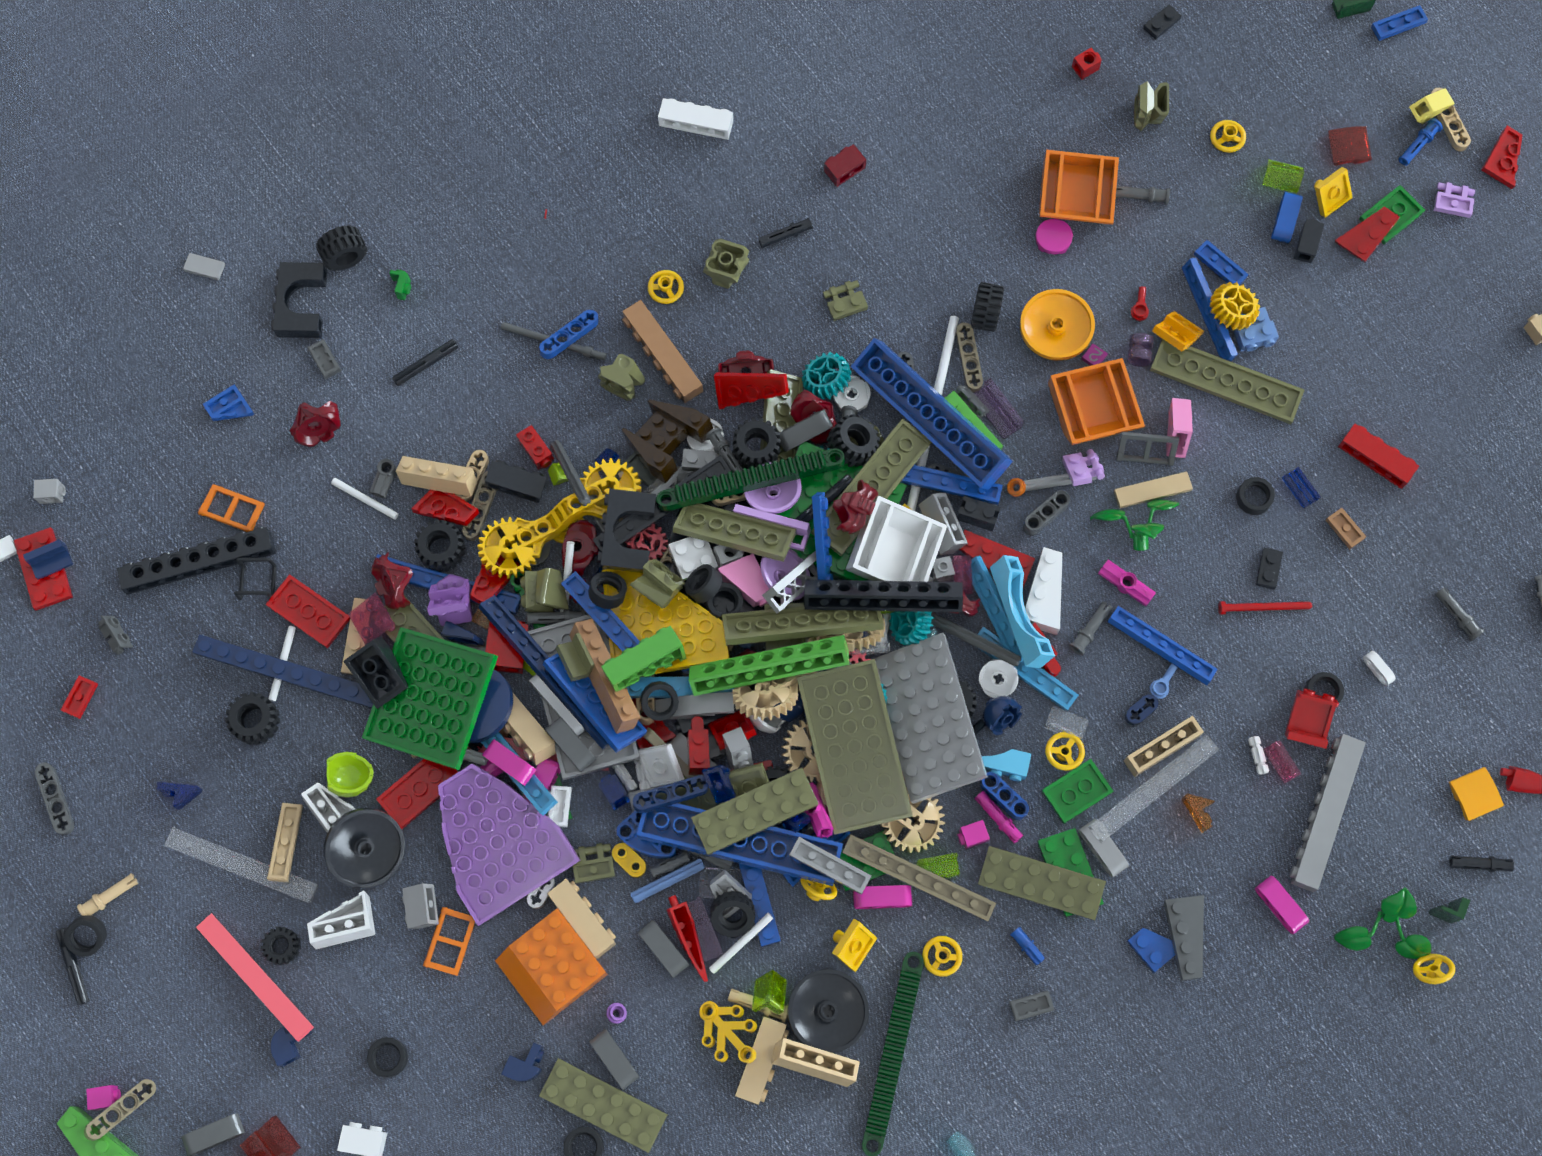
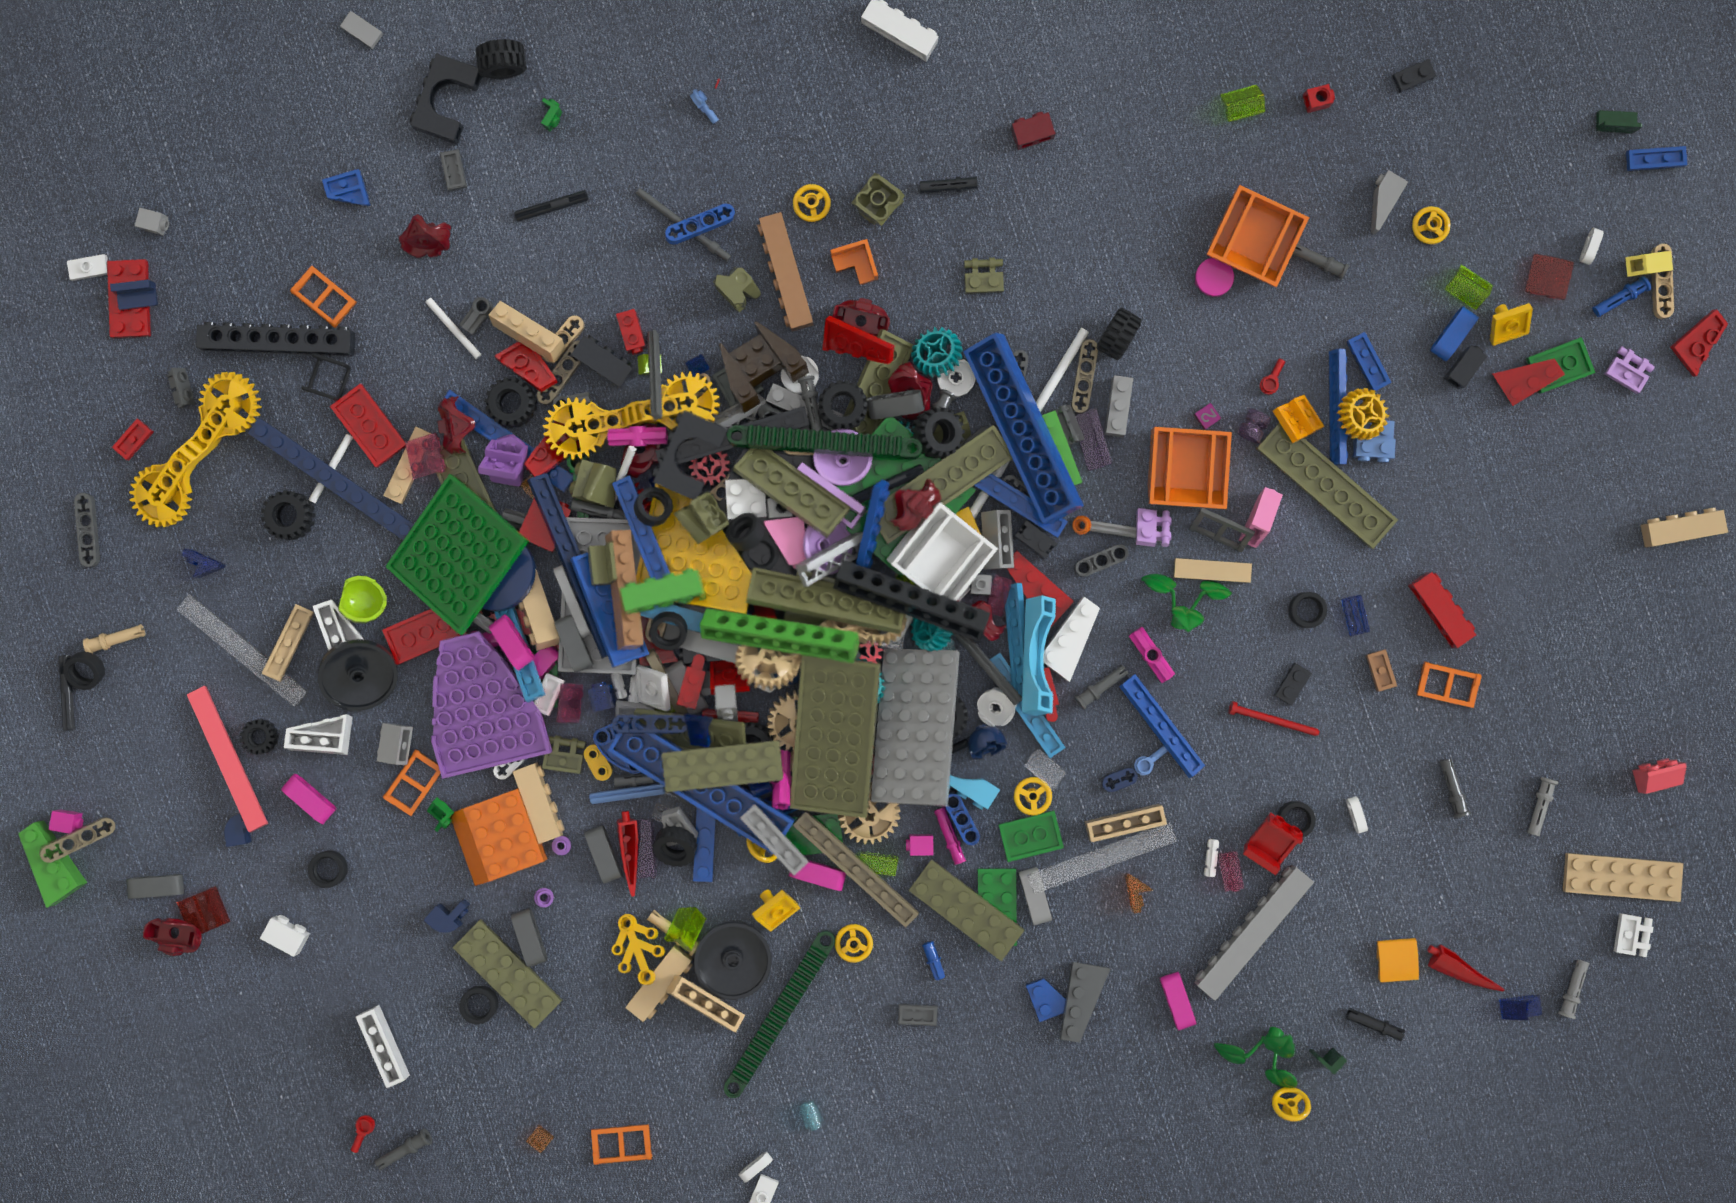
camera: 20 degrees right, 15 degrees up
(143, 686) = (195, 449): none -> yellow beam
(348, 991) = (308, 798): none -> dark pink beam
(377, 671) = (415, 510): black slope -> none
(458, 634) = (503, 495): dark blue slope -> none
(487, 961) = (441, 812): none -> green bracket
(534, 229) = (699, 99): none -> medium blue plate
(571, 531) = (637, 436): none -> dark pink piece
(583, 808) = (570, 703): none -> clear pink hinge
(618, 961) = (567, 845): none -> medium lavender plate
(723, 317) = (857, 256): none -> orange panel
(740, 943) = (674, 873): white bar -> none
(1010, 371) = (1118, 406): none -> light grey brick
(1023, 87) = (1243, 103): none -> clear neon green panel
(1057, 324) = (1182, 373): light orange dish -> none
(1151, 105) = (1364, 169): olive piece -> none
(1178, 125) = (1385, 196): none -> light grey slope
(1375, 109) = (1591, 246): none -> white beam
(1411, 510) = (1451, 672): none -> orange window

